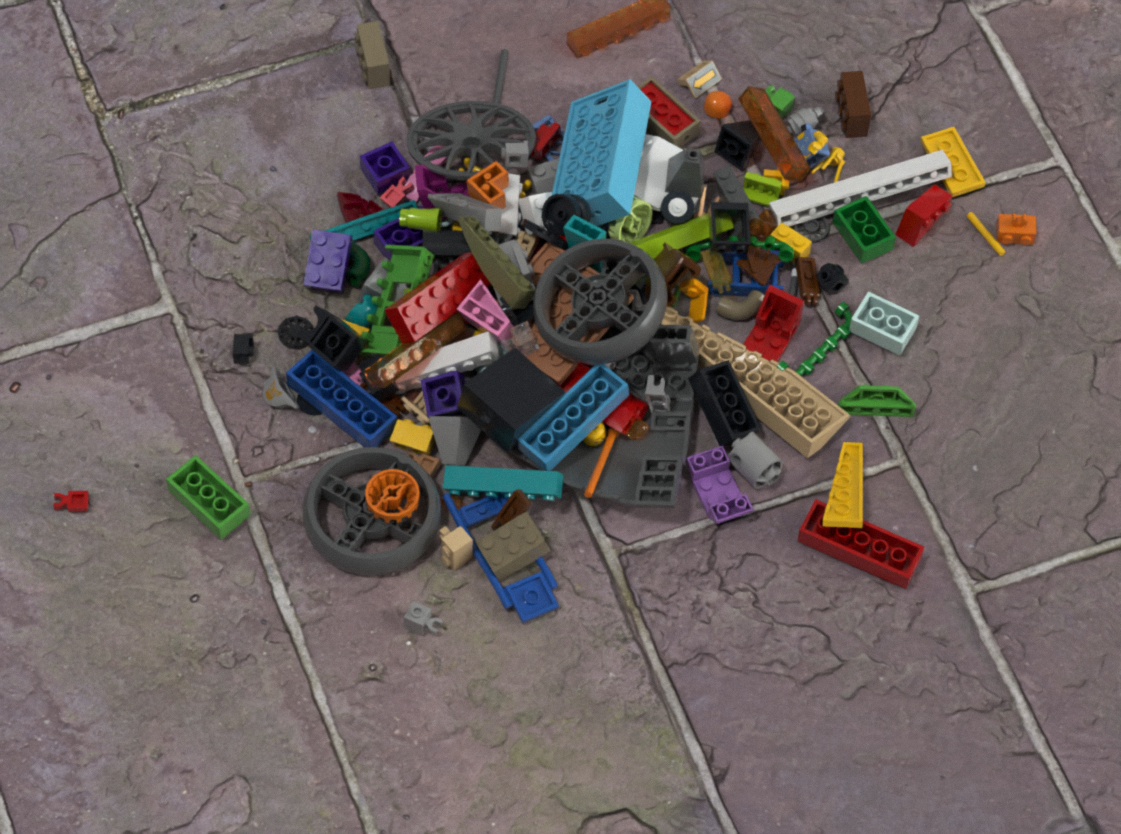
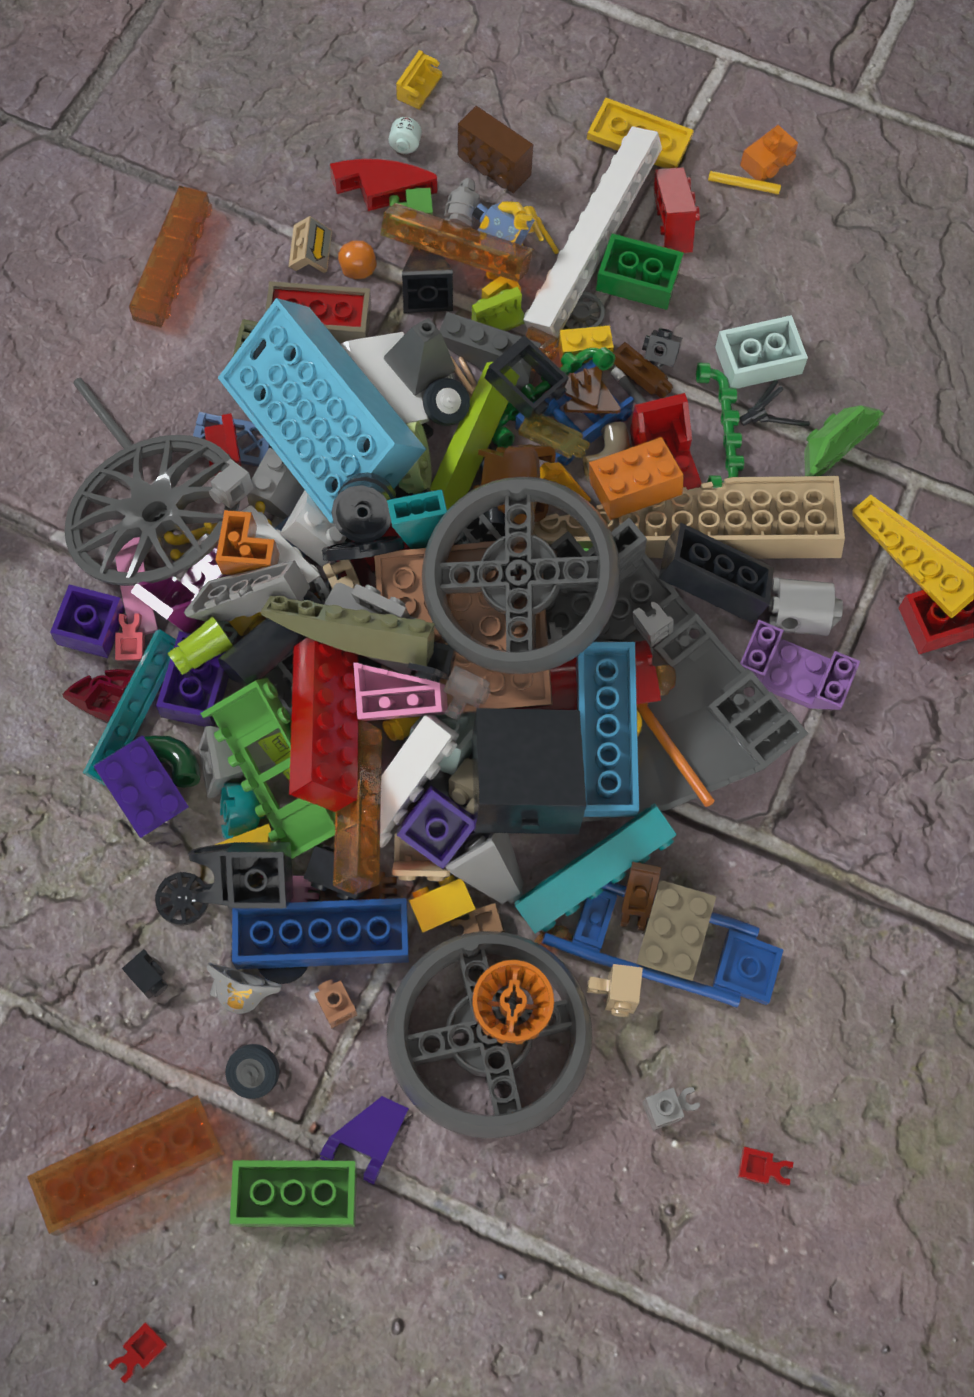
camera: 45 degrees left, 10 degrees up
(148, 419) = (125, 1166): none -> clear orange brick
(246, 431) = (252, 1071): none -> black wheel
(269, 508) = (369, 1134): none -> dark purple flag
(316, 438) = (335, 1013): none -> nougat brick
(436, 685) = (759, 1167): none -> red plate
(735, 325) = (636, 478): none -> orange brick
(774, 72) = (380, 179): none -> red slope
(815, 60) = (405, 135): none -> light aqua head
(850, 353) = (758, 411): none -> black plant
(856, 37) = (418, 80): none -> yellow hinge

